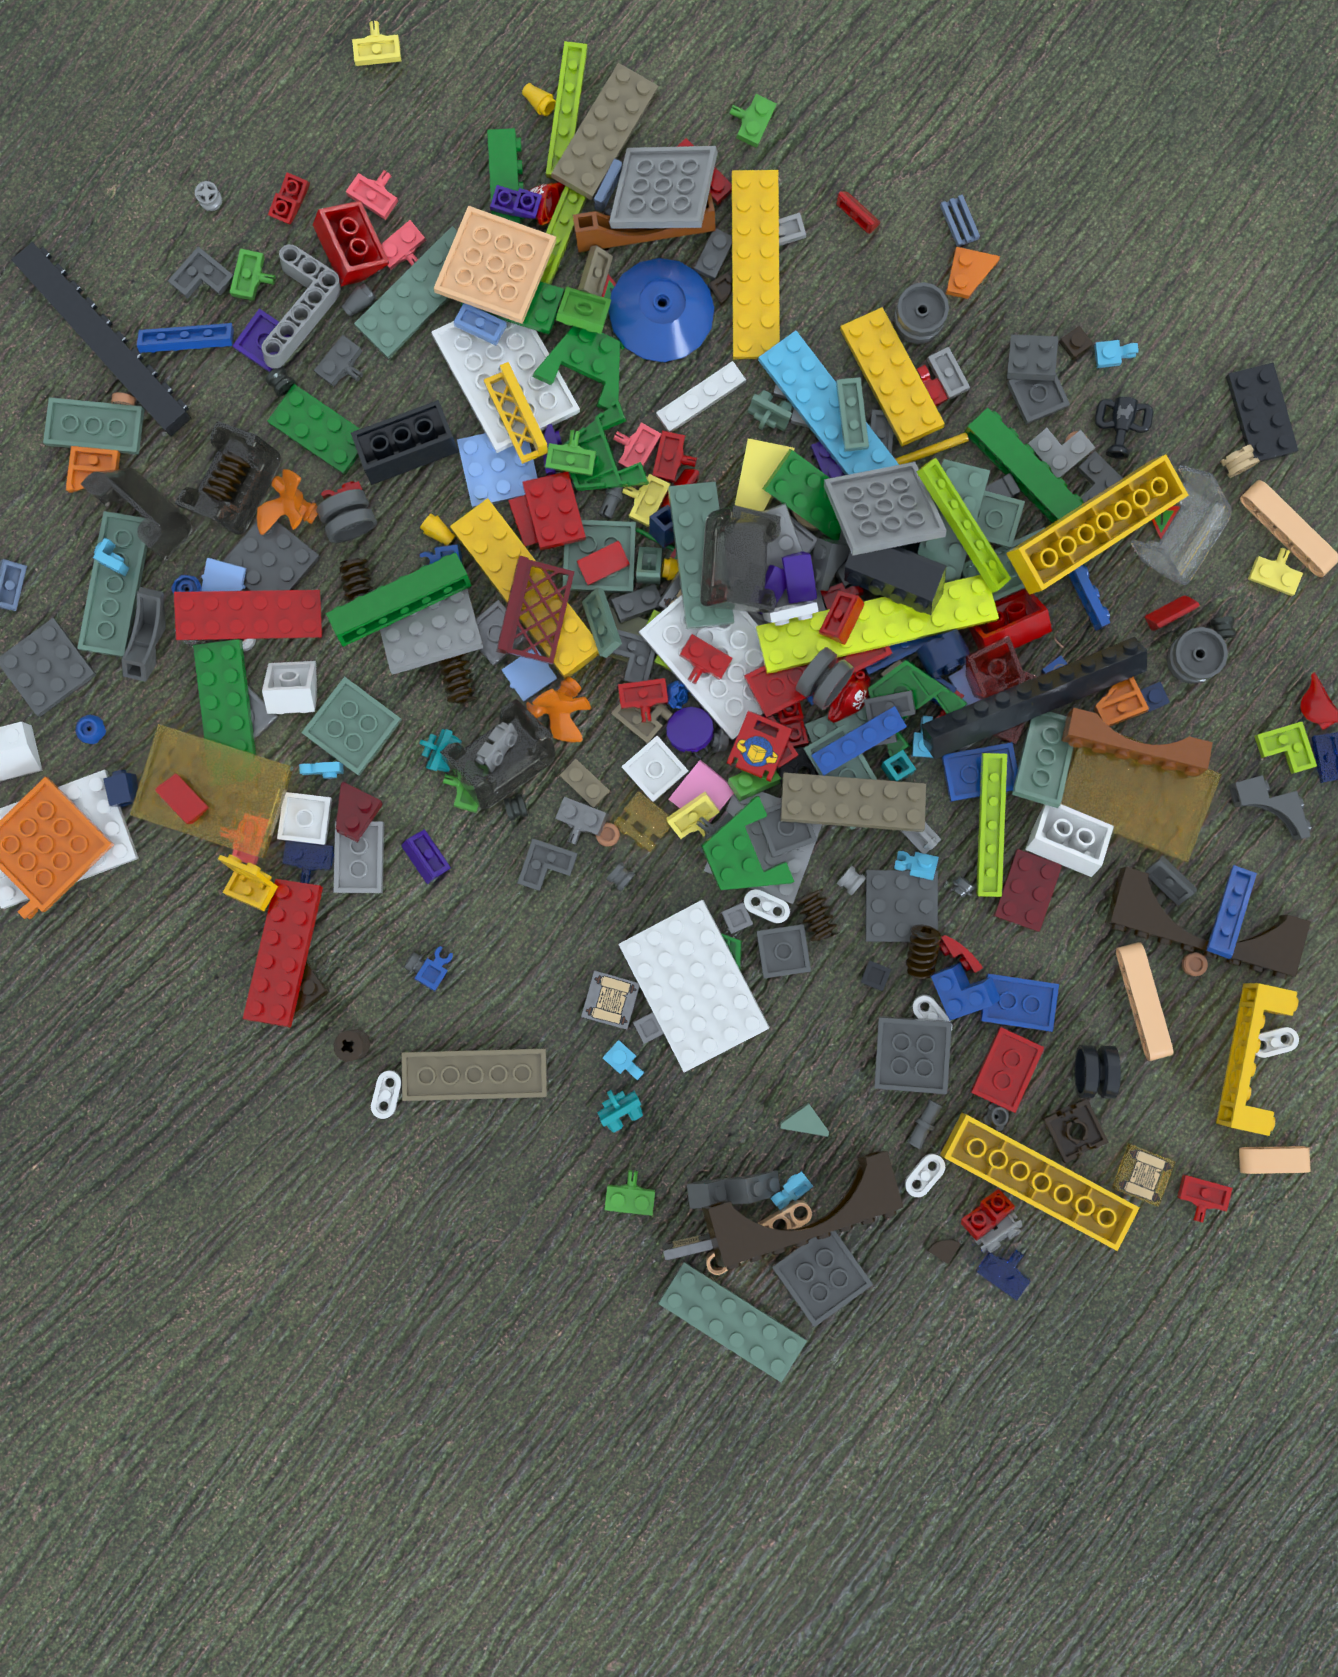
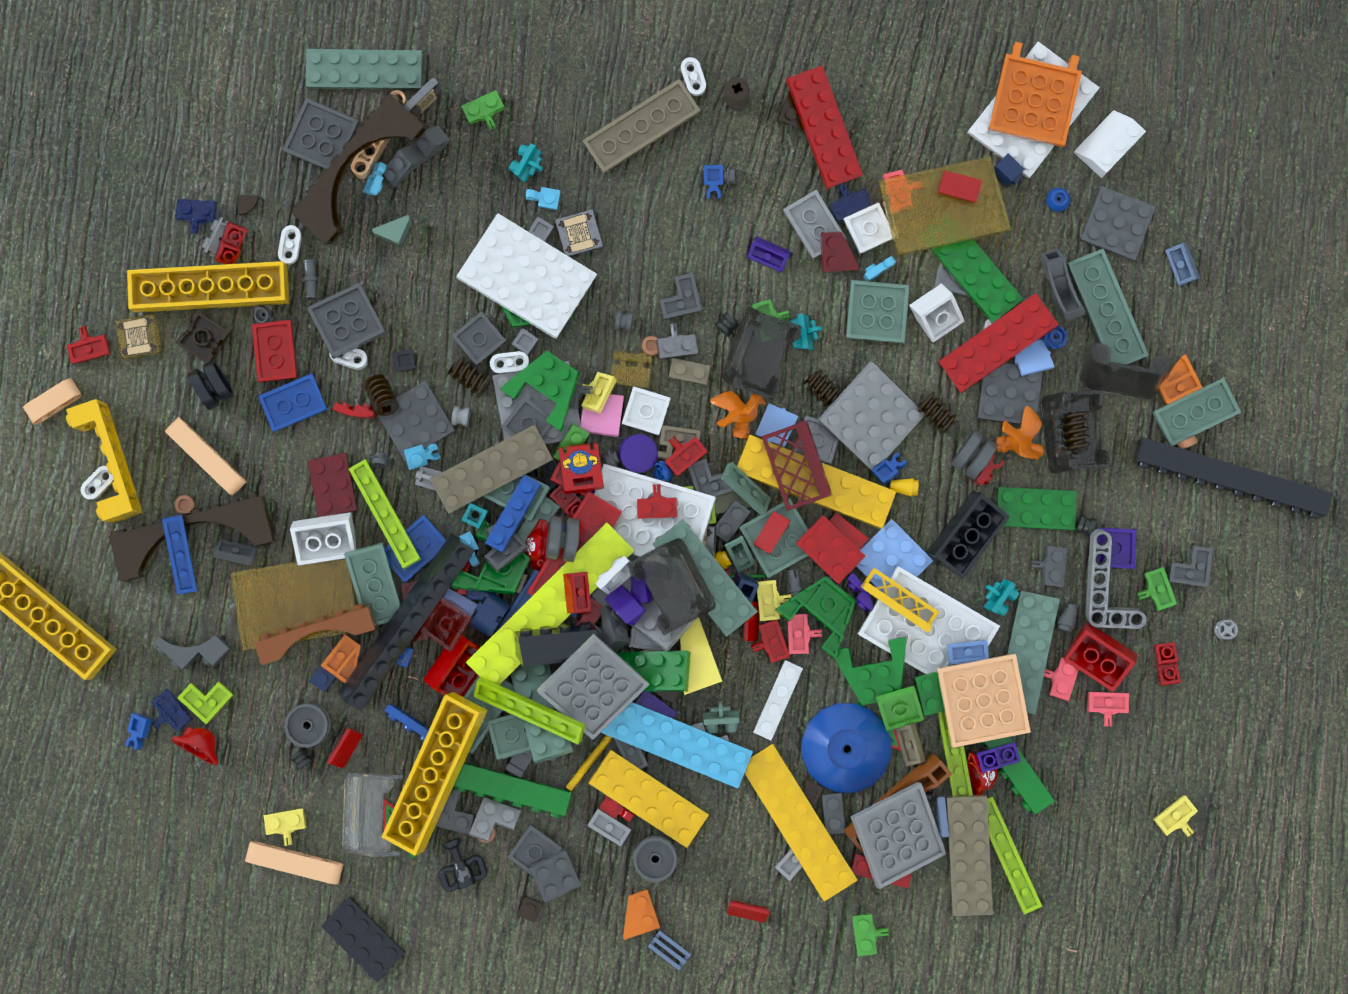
camera: 155 degrees right, 0 degrees up
(106, 557) = (1117, 321): medium azure bracket -> none
(185, 338) = (1173, 515): blue plate -> none
(248, 883) = (877, 158): yellow bracket -> none
(398, 599) = (898, 416): green brick -> none
(412, 364) = (998, 594): none -> teal hips
(504, 737) = (765, 348): light grey hinge -> none
(540, 100) = (1031, 850): yellow cone -> none
(571, 457) = (841, 593): bright green plate -> none
(852, 414) = (658, 747): sand green plate -> none
(959, 995) = (336, 380): blue brick -> none
(1111, 354) = (499, 916): medium azure plate -> none
(1240, 461) = (358, 889): tan wheel -> none

